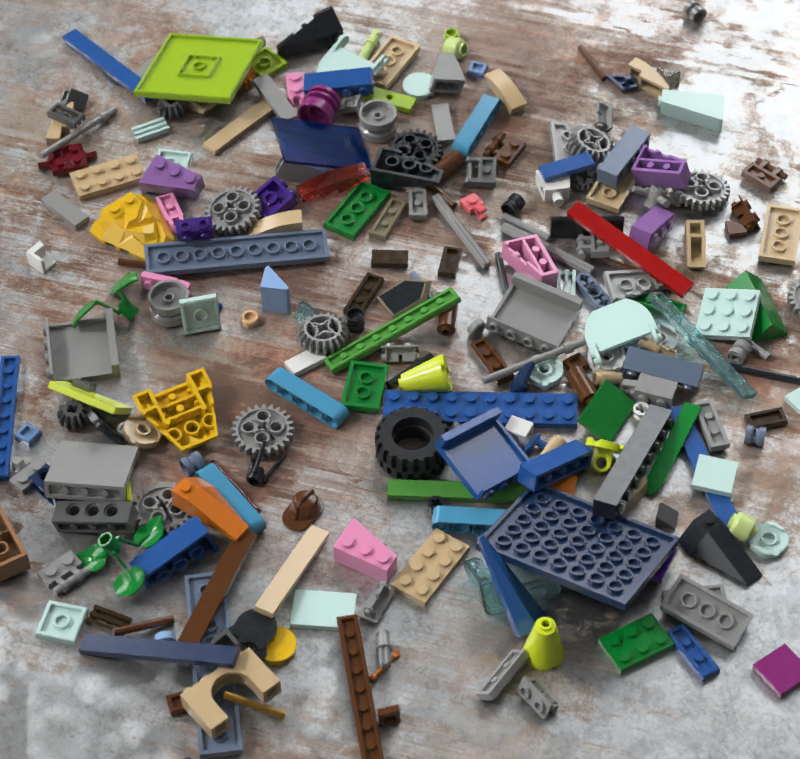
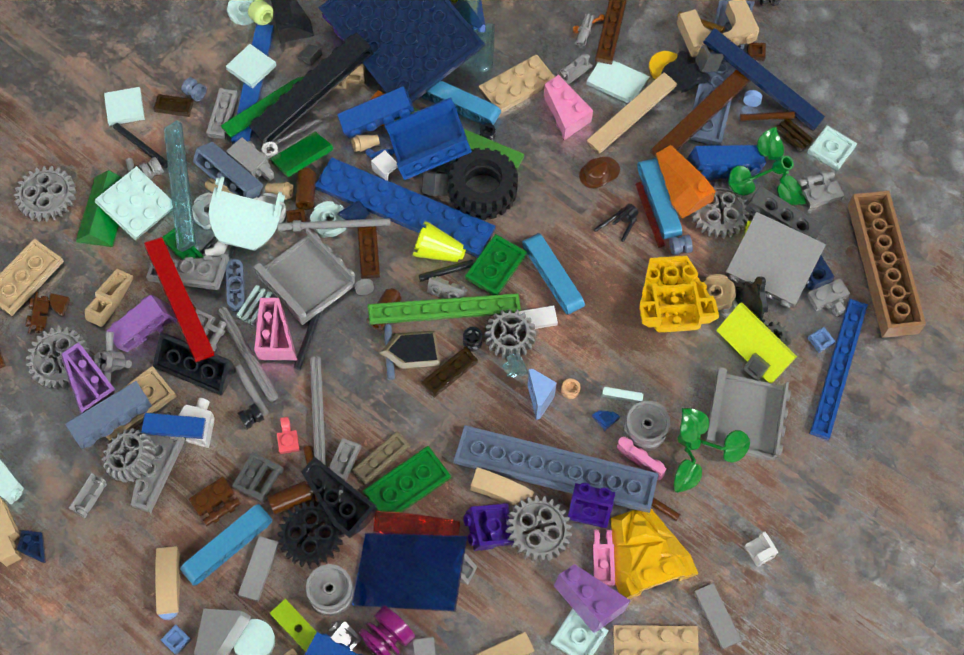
camera: 160 degrees left, 15 degrees up
(260, 425) = (621, 248): light grey gear -> none
(390, 258) = (404, 405): dark brown tile -> none
(450, 262) = (348, 377): dark brown tile -> none
(592, 63) = (46, 590): reddish brown bar -> none
(603, 449) = (324, 117): neon yellow tile -> none

